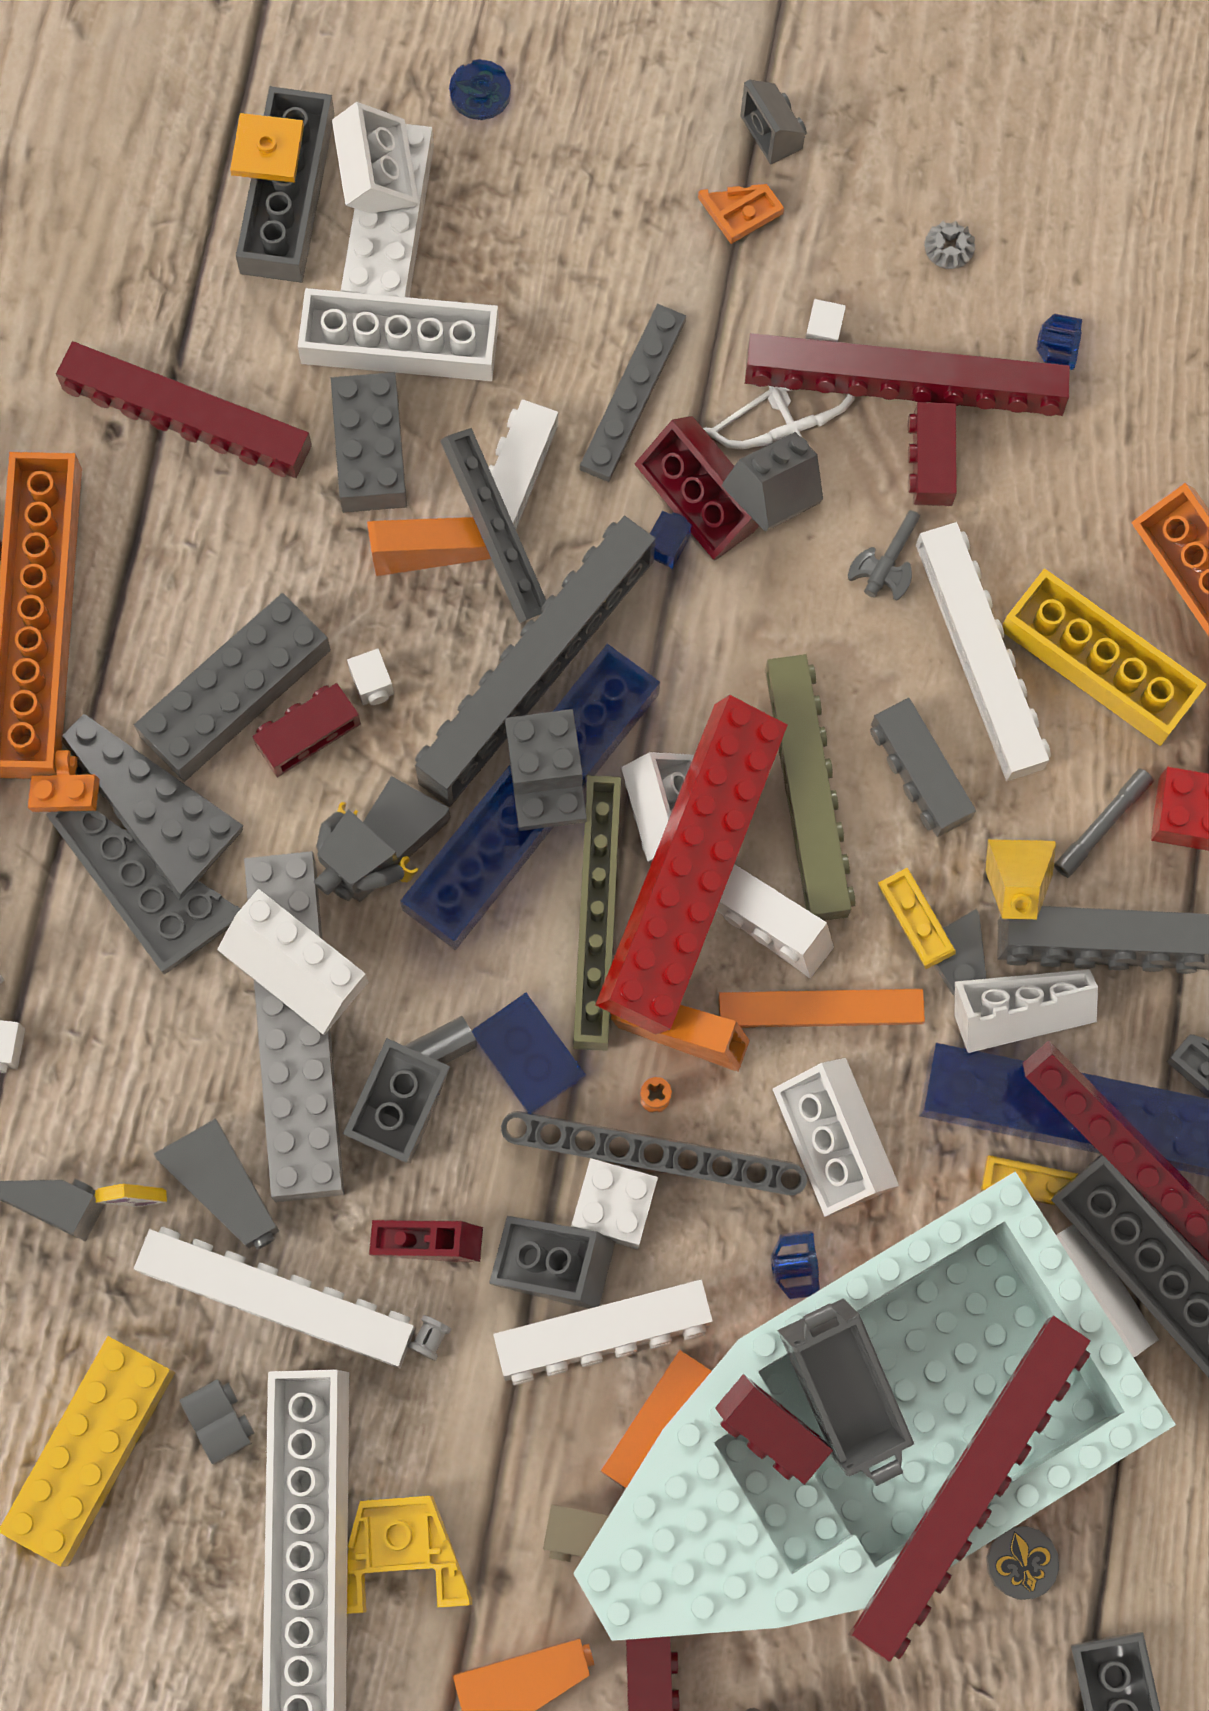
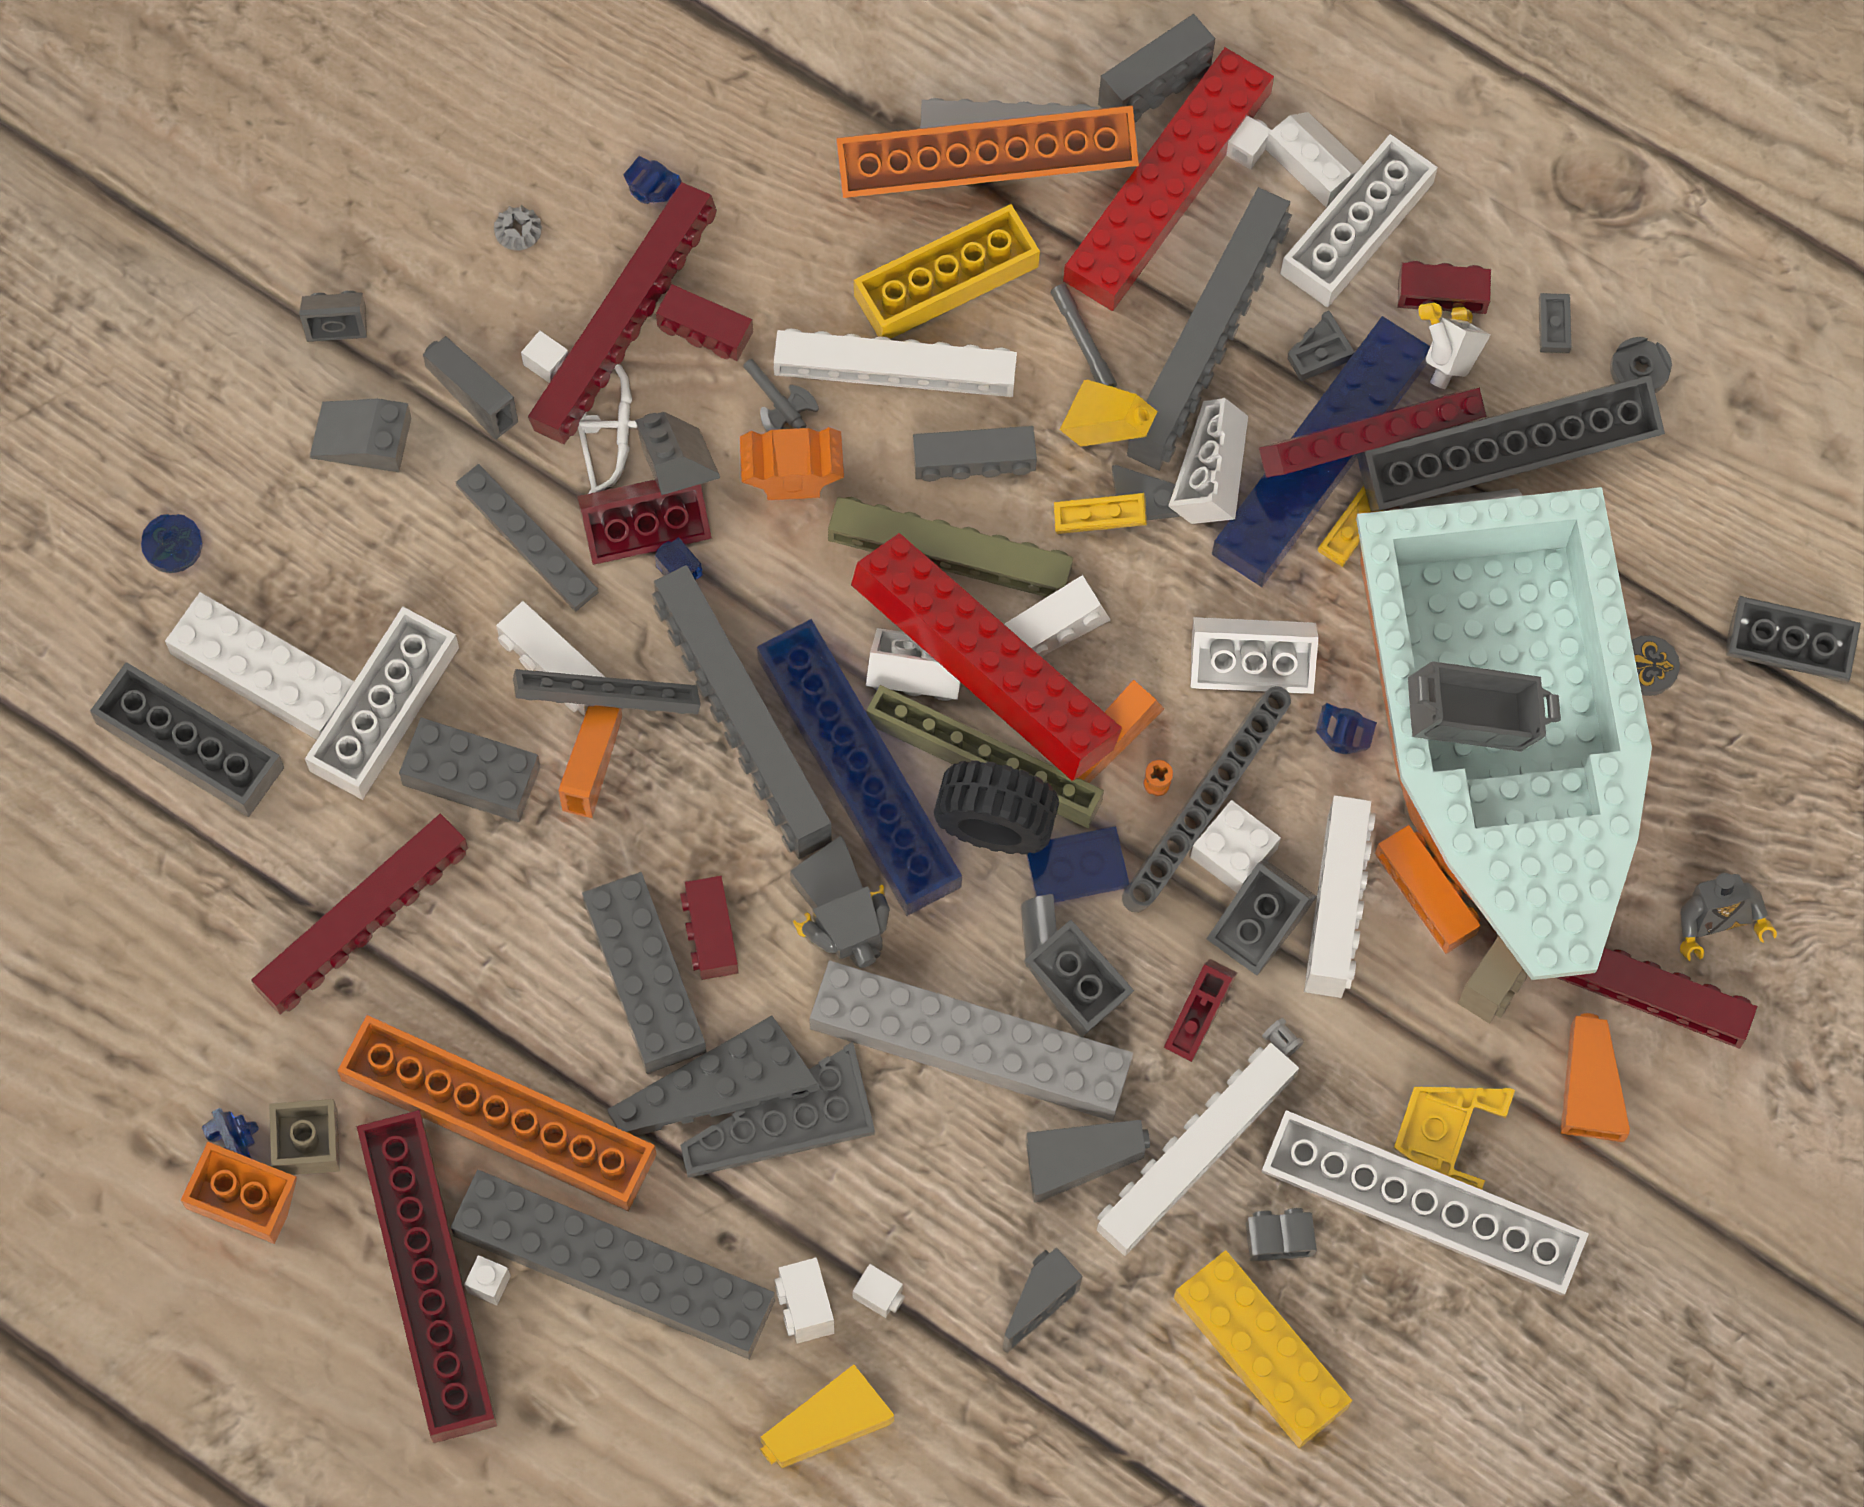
camera: 65 degrees left, 5 degrees down
(65, 789) = (675, 1148): orange plate -> none
(130, 1195) = (1063, 1225): yellow tile -> none
(267, 147) = (153, 735): light orange plate -> none
(292, 962) = (925, 1008): white slope -> none
(370, 677) = (689, 856): white brick -> none
(374, 159) = (215, 649): white slope -> none
(536, 942) = (996, 807): none -> black tyre
(545, 769) = (853, 735): dark grey bracket -> none
(667, 203) = (362, 433): none -> dark grey slope
(741, 209) = (402, 375): orange wing -> none
(758, 273) = (472, 387): none -> dark grey slope
(772, 1430) = (1486, 778): dark red brick -> none
(823, 593) = (791, 461): none -> orange slope
(823, 1008) = (1141, 619): orange tile -> none
(969, 1489) = (1592, 651): dark red brick -> none

